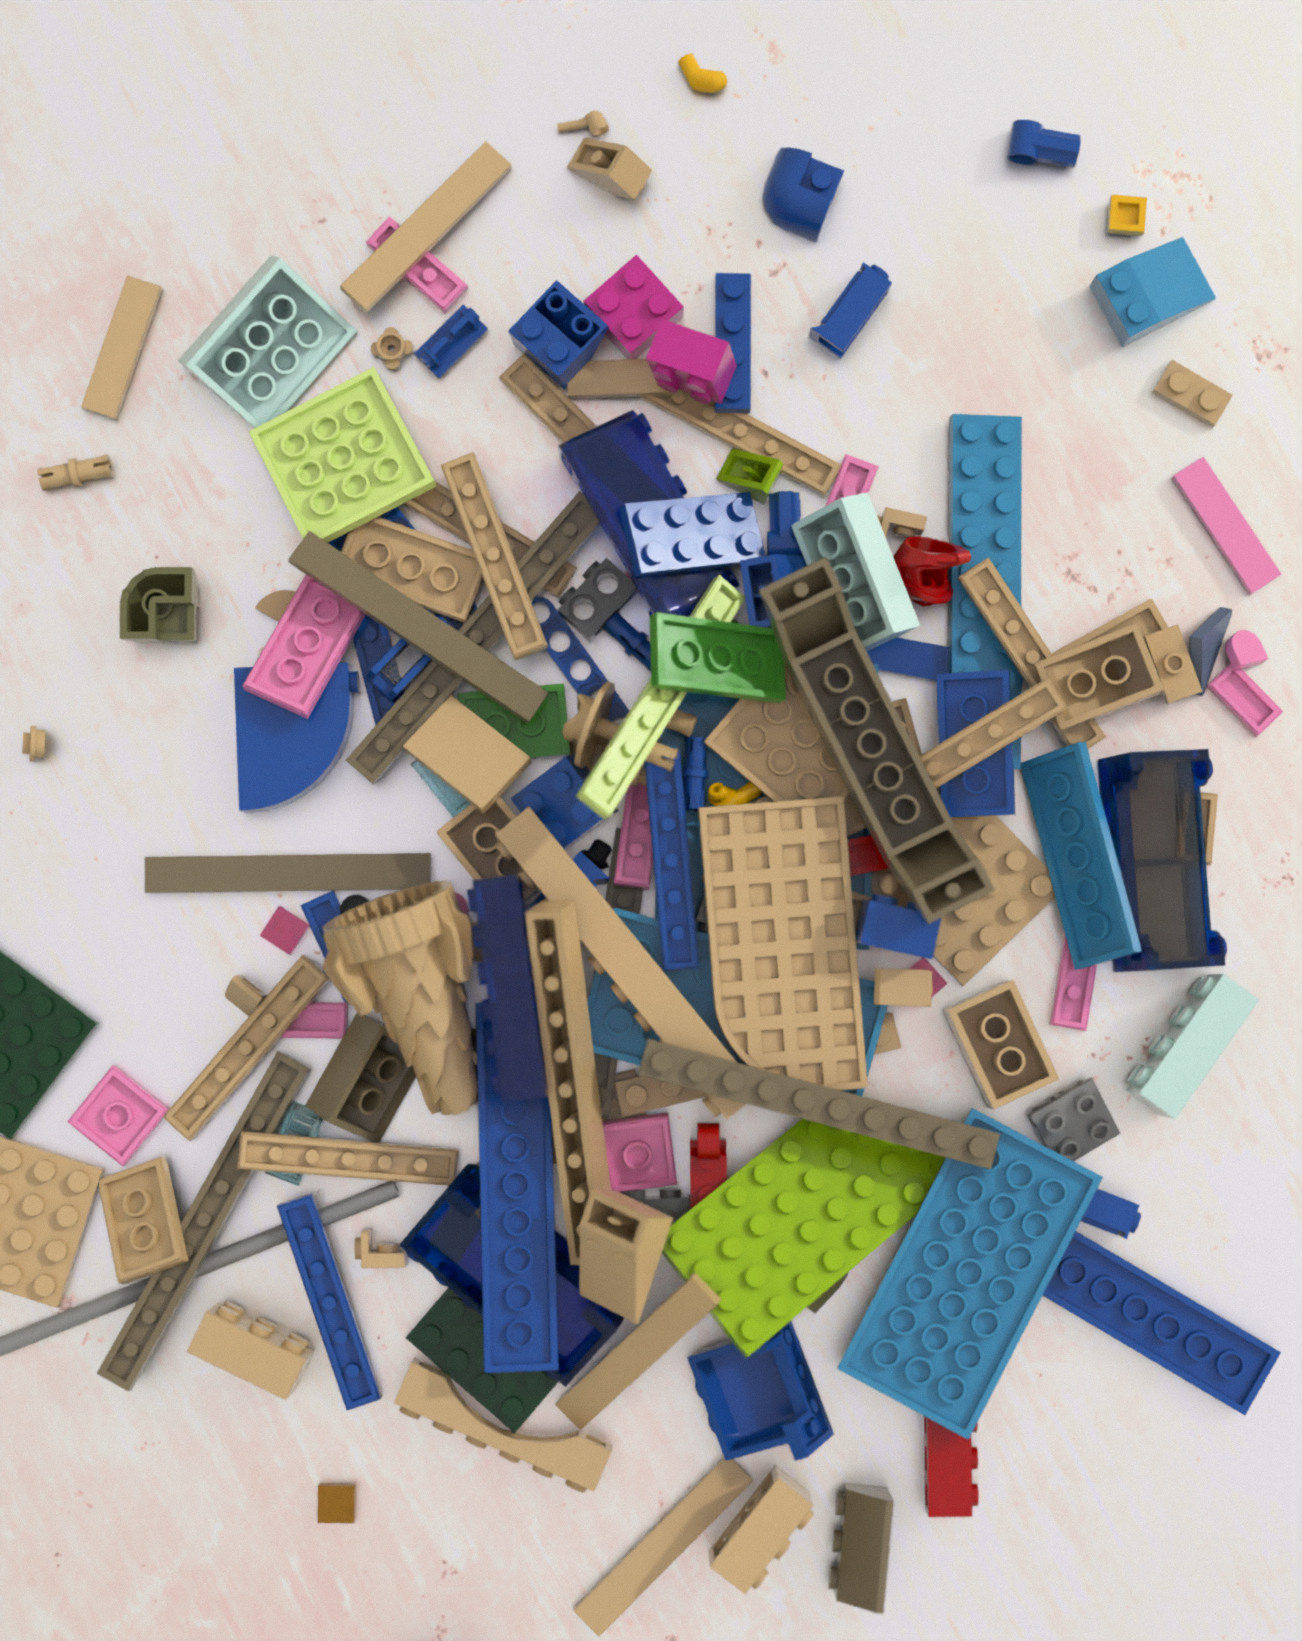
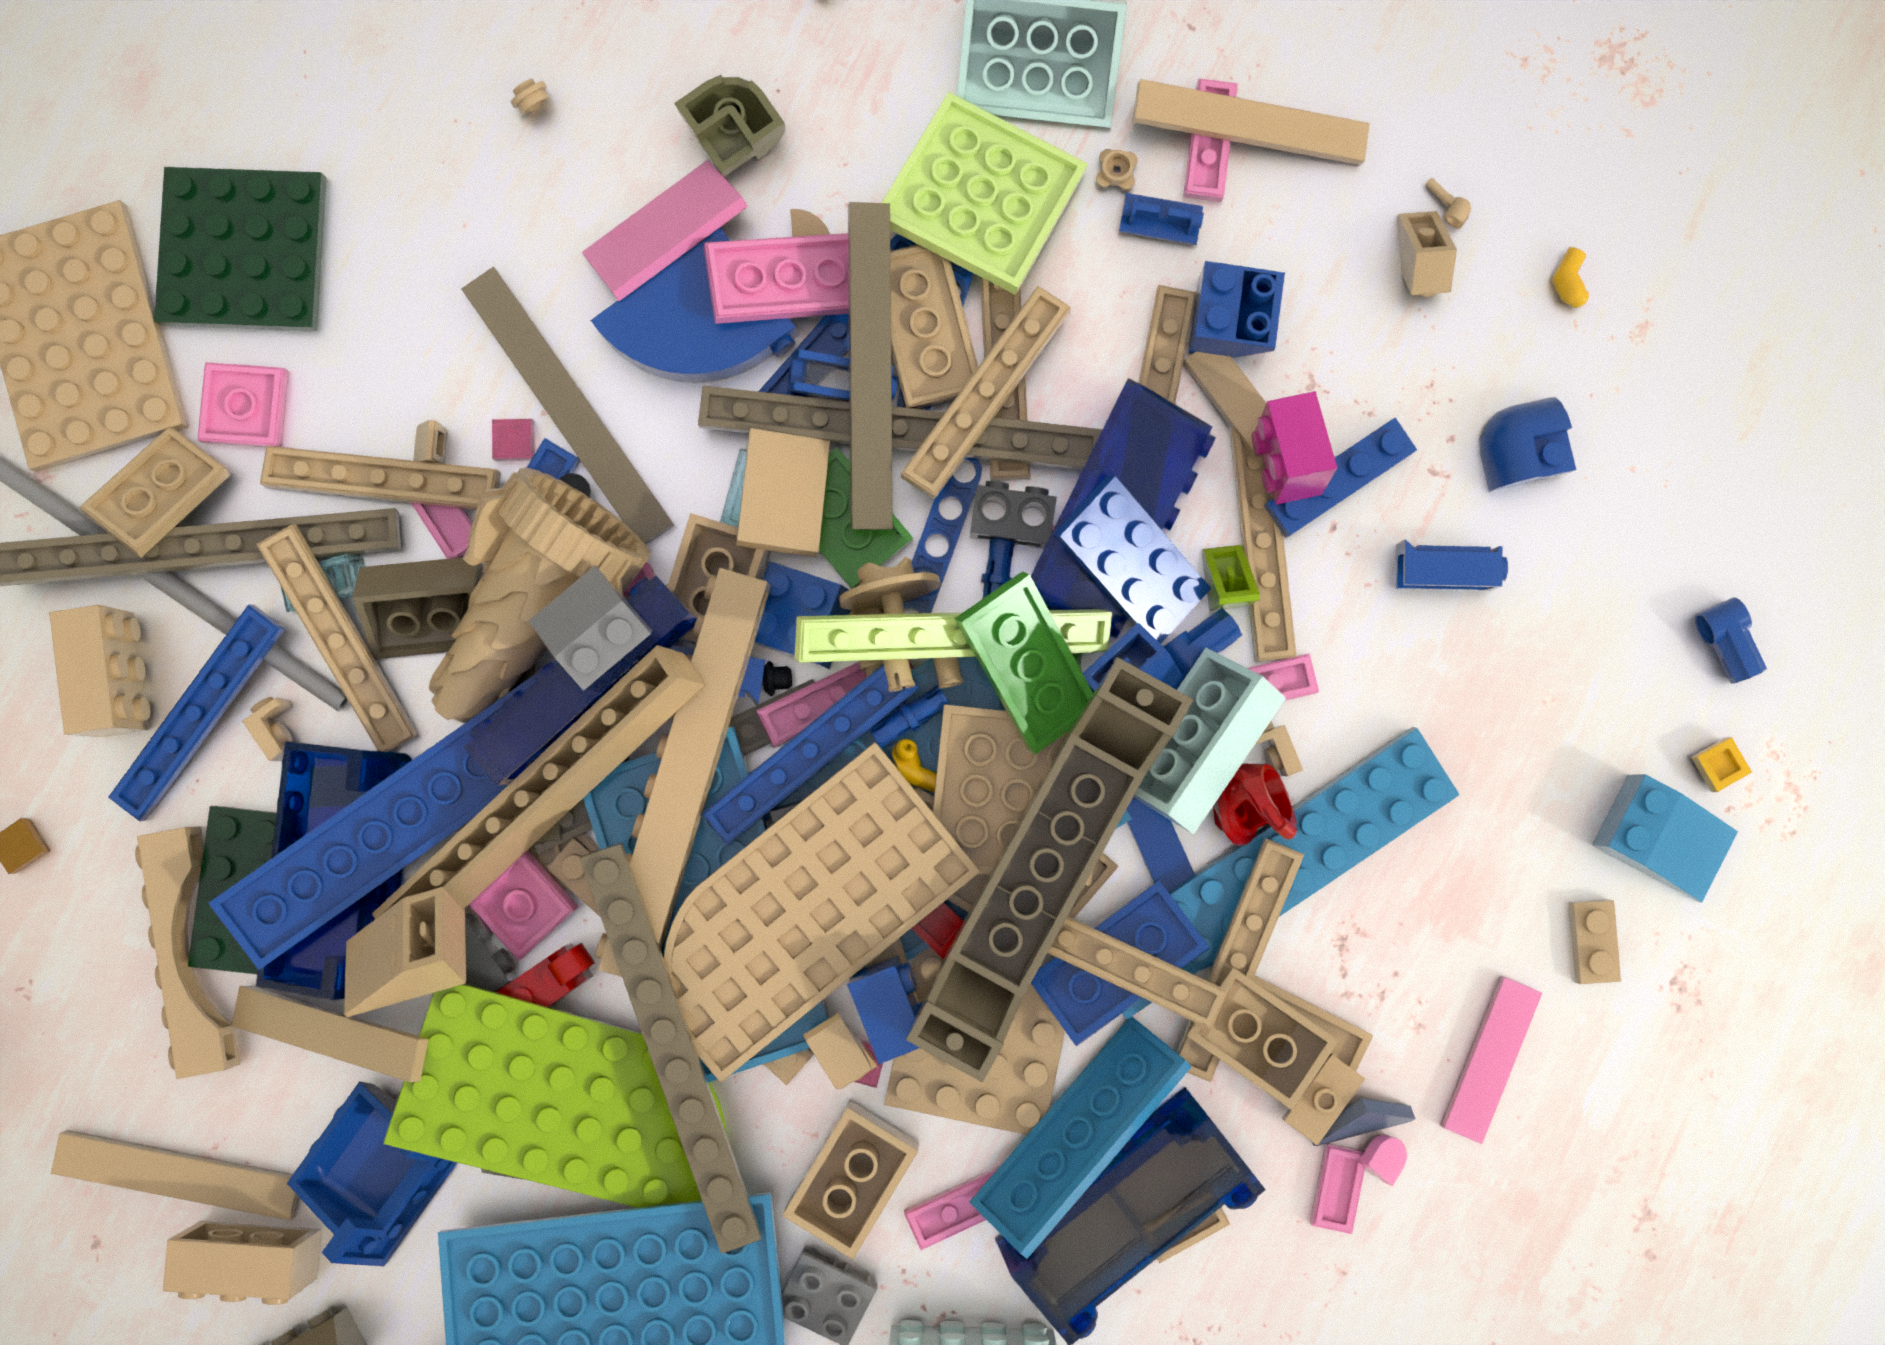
camera: 55 degrees right, 0 degrees up
(207, 710) = (664, 229): none -> bright pink tile
(481, 949) = (589, 627): none -> light grey slope
(633, 307) = (1308, 359): dark pink brick -> none

